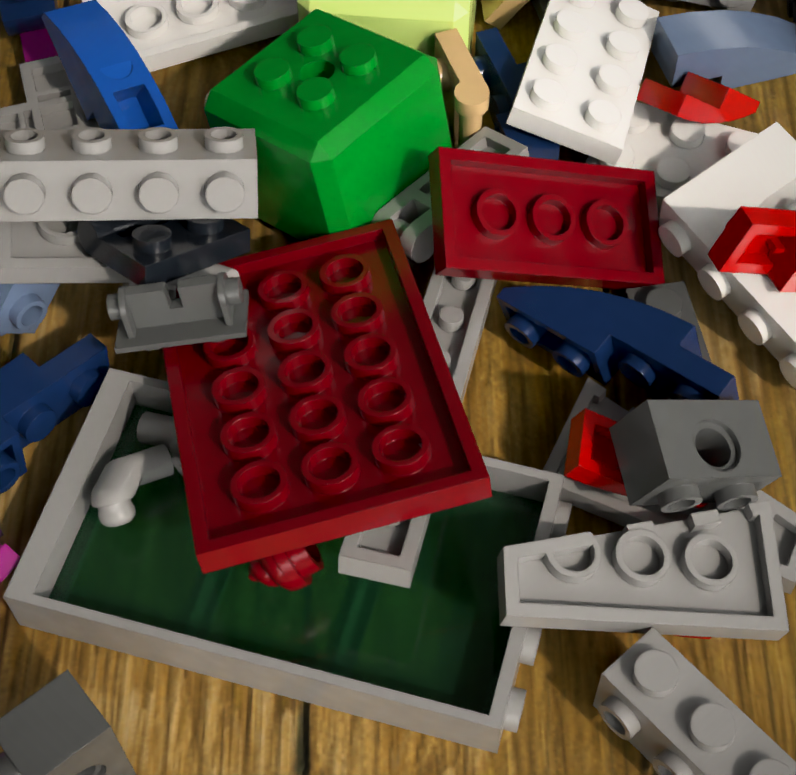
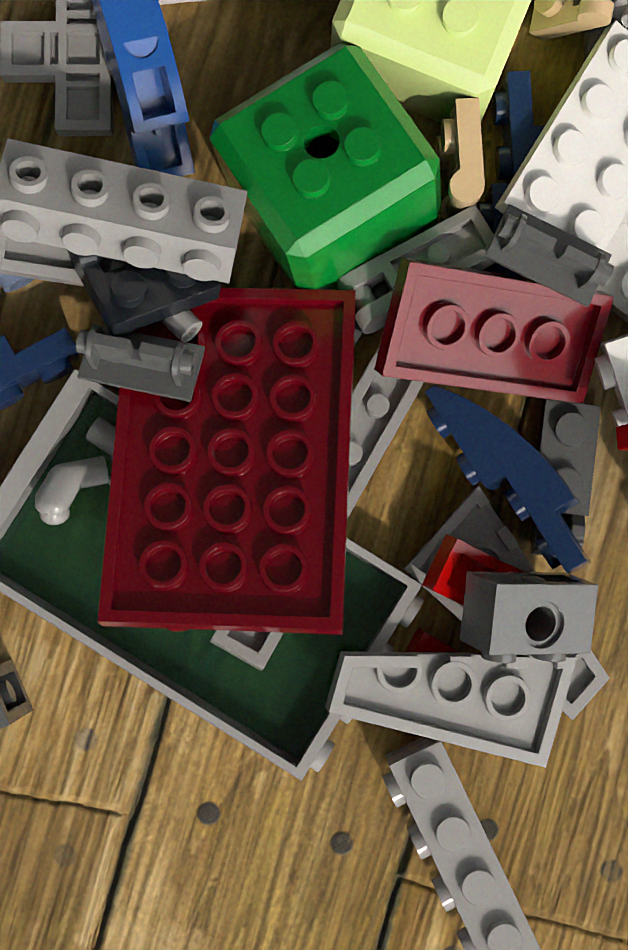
camera: 10 degrees right, 30 degrees up
(552, 129) = (549, 256): none -> dark grey hinge

